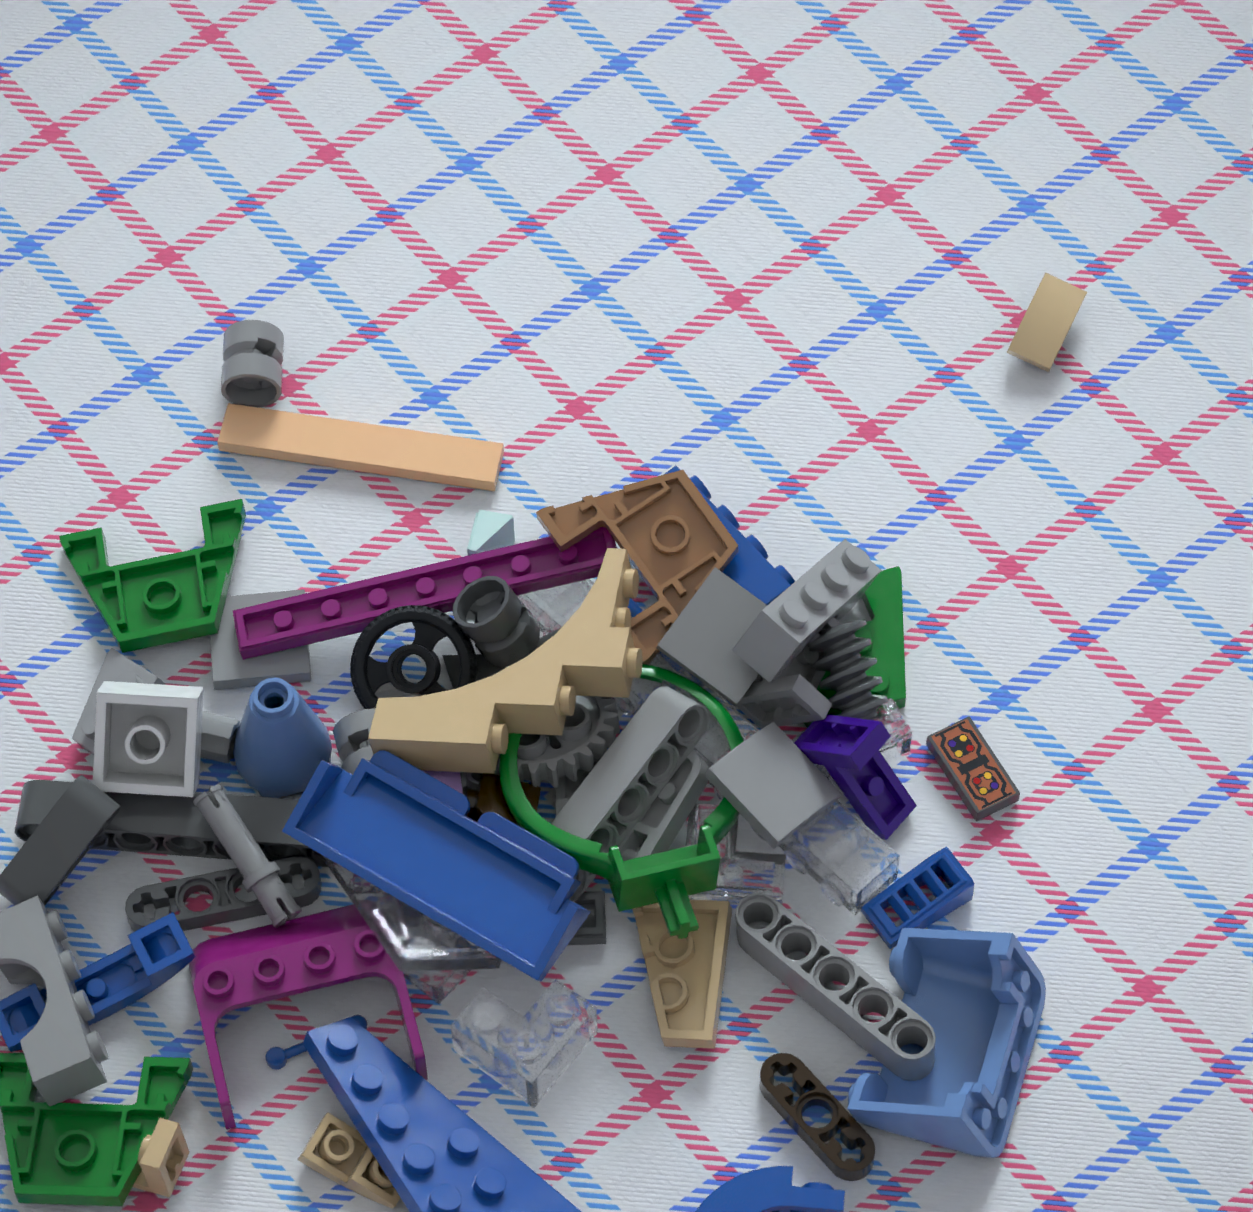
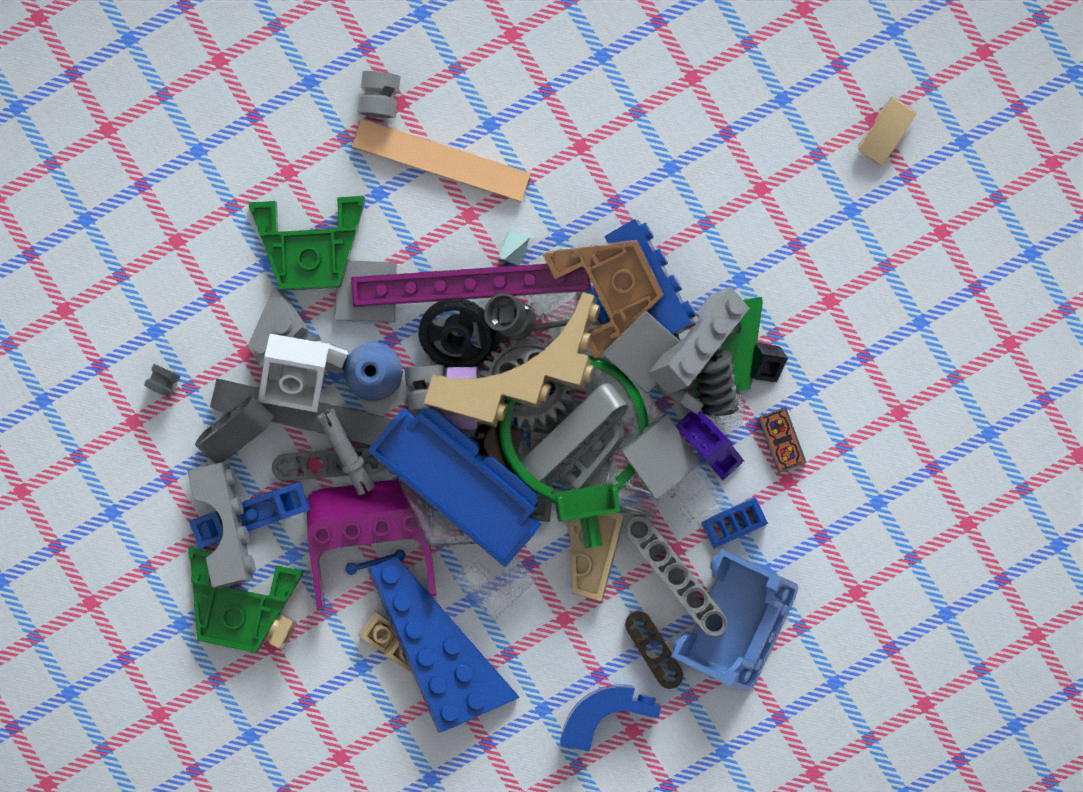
camera: 10 degrees right, 30 degrees up
(926, 658) = (767, 362): none -> black slope

